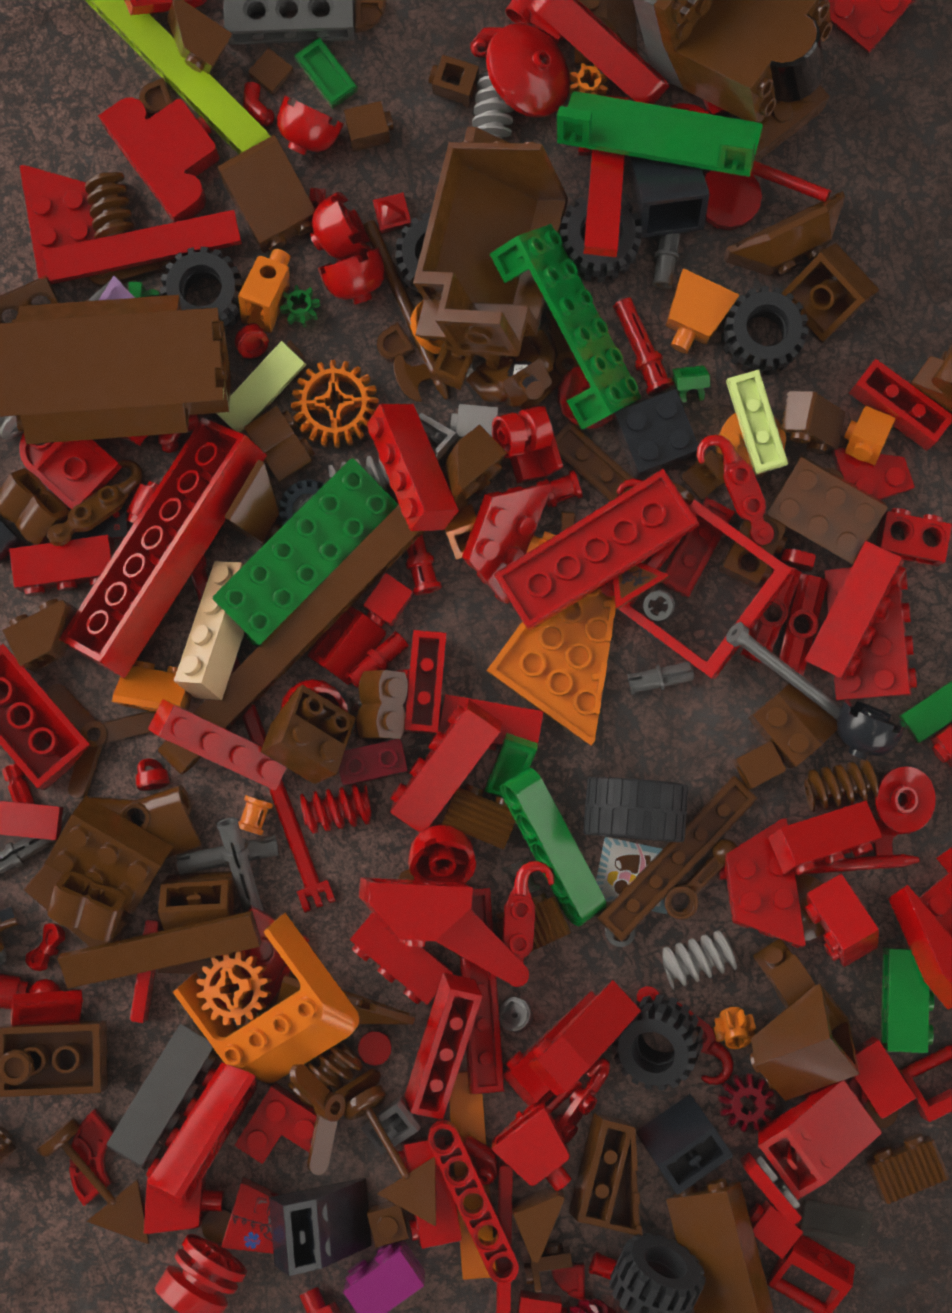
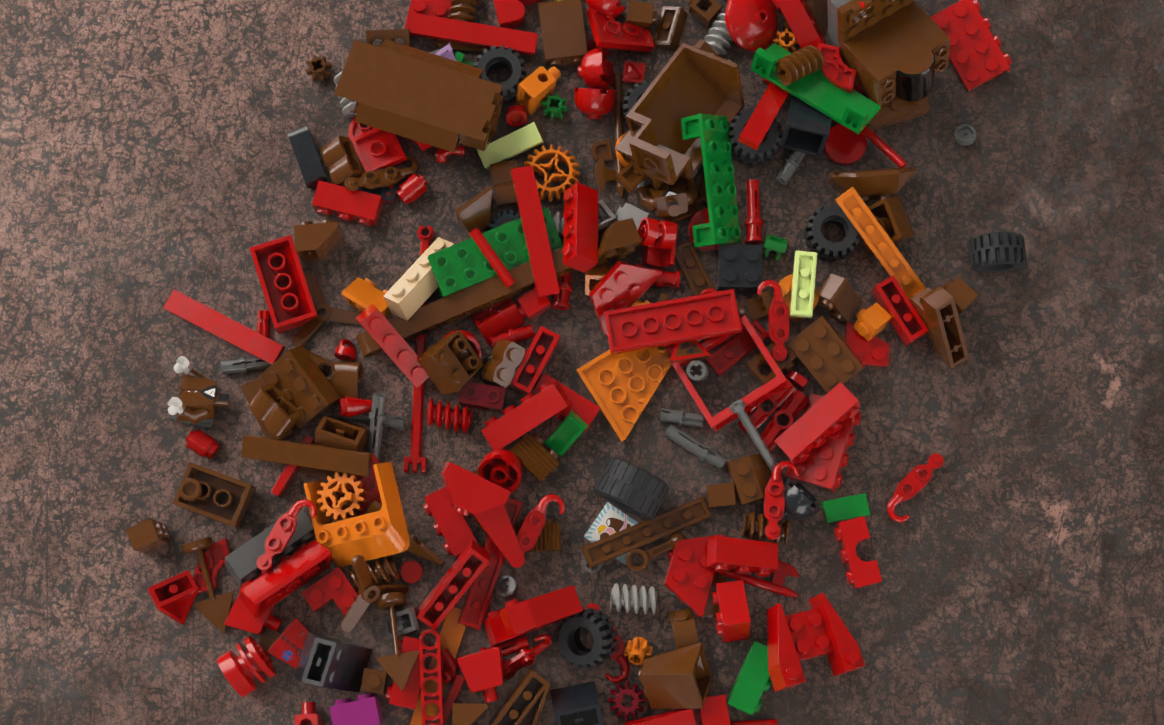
camera: 25 degrees right, 5 degrees down
(46, 1005) = (224, 461): red tile -> none
(52, 937) = (232, 433): red piece -> none
(57, 1222) = (175, 596): none -> red slope
(162, 547) = (409, 216): red brick -> none
(173, 1075) = (282, 533): none -> red piece
(198, 851) = (354, 406): none -> red cone
(254, 815) = (398, 399): orange bush -> none
(305, 561) = (492, 257): none -> red piece
(348, 168) = (616, 35): none -> red wing
(350, 499) = (535, 231): none -> red tile
(416, 127) = (670, 28): none -> reddish brown slope
(553, 845) = (572, 491): green beam -> none
(625, 109) = (799, 64): none -> reddish brown piece
(675, 94) = (835, 69): none -> red tile
(697, 310) = (796, 204): orange torso -> none
(697, 711) = (703, 452): none -> dark grey pin
(837, 319) = (879, 242): none -> orange tile
(840, 742) = (775, 499): none -> red piece
(890, 117) = (965, 134): none -> dark grey tile
(912, 546) = (870, 401): red brick -> none
(917, 799) = (812, 555): red dish -> none

